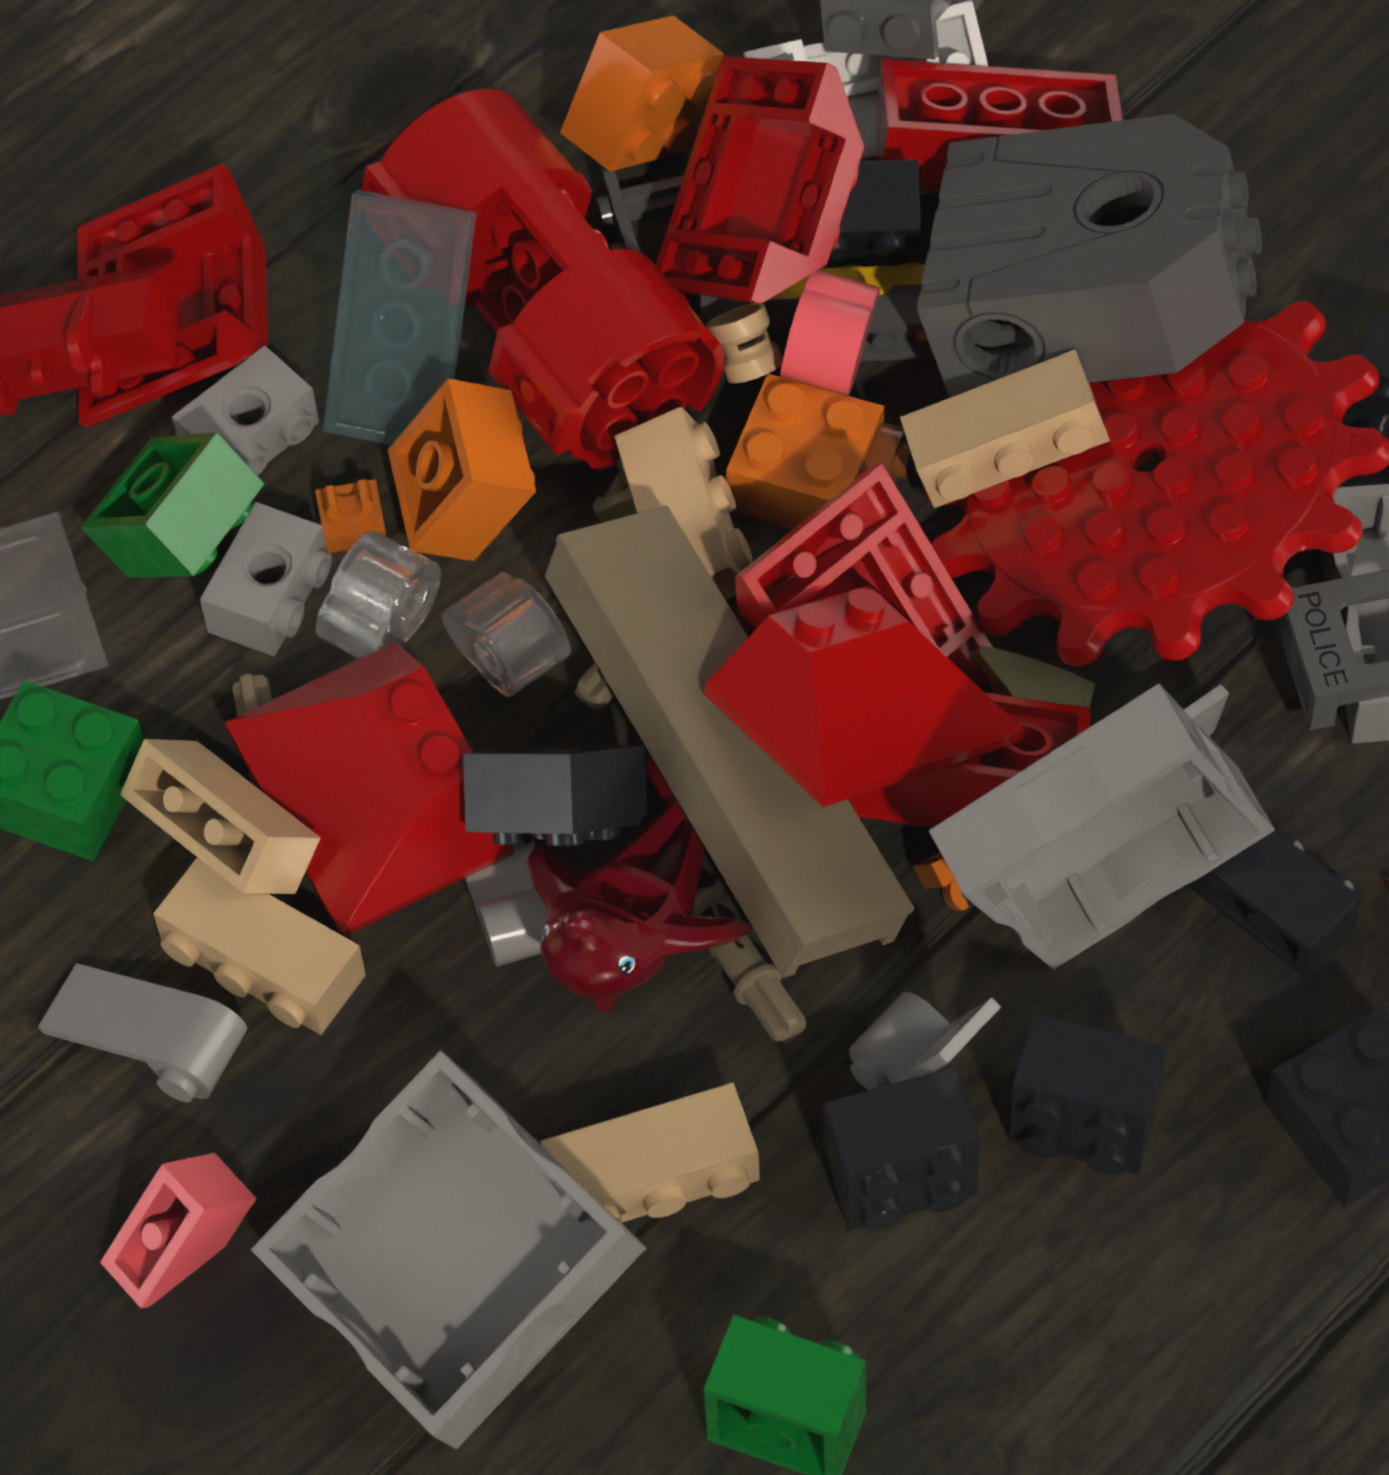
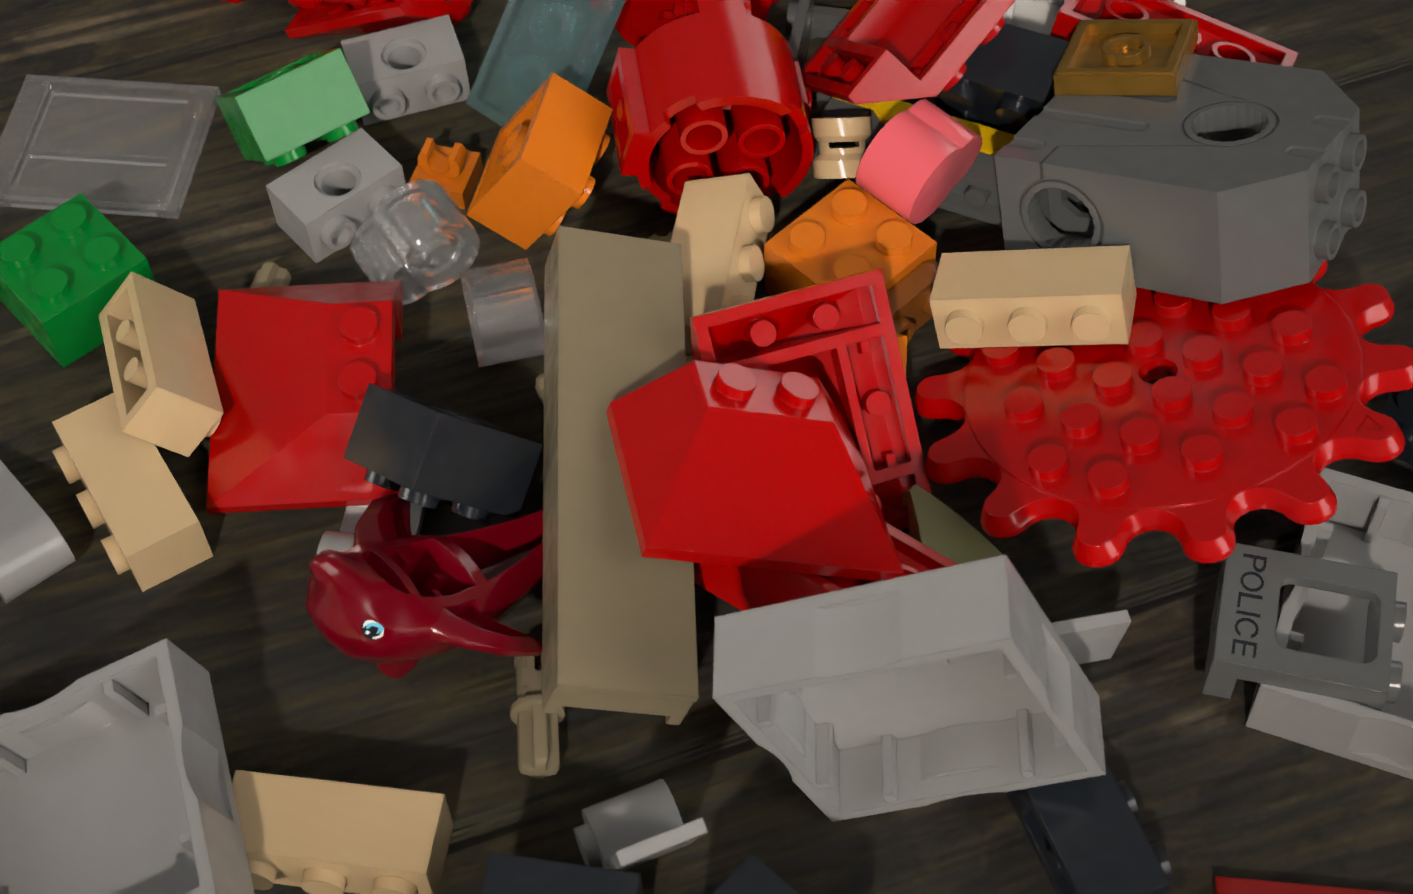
camera: 25 degrees right, 5 degrees down
(981, 158) = (1127, 57): none -> pearl gold tile

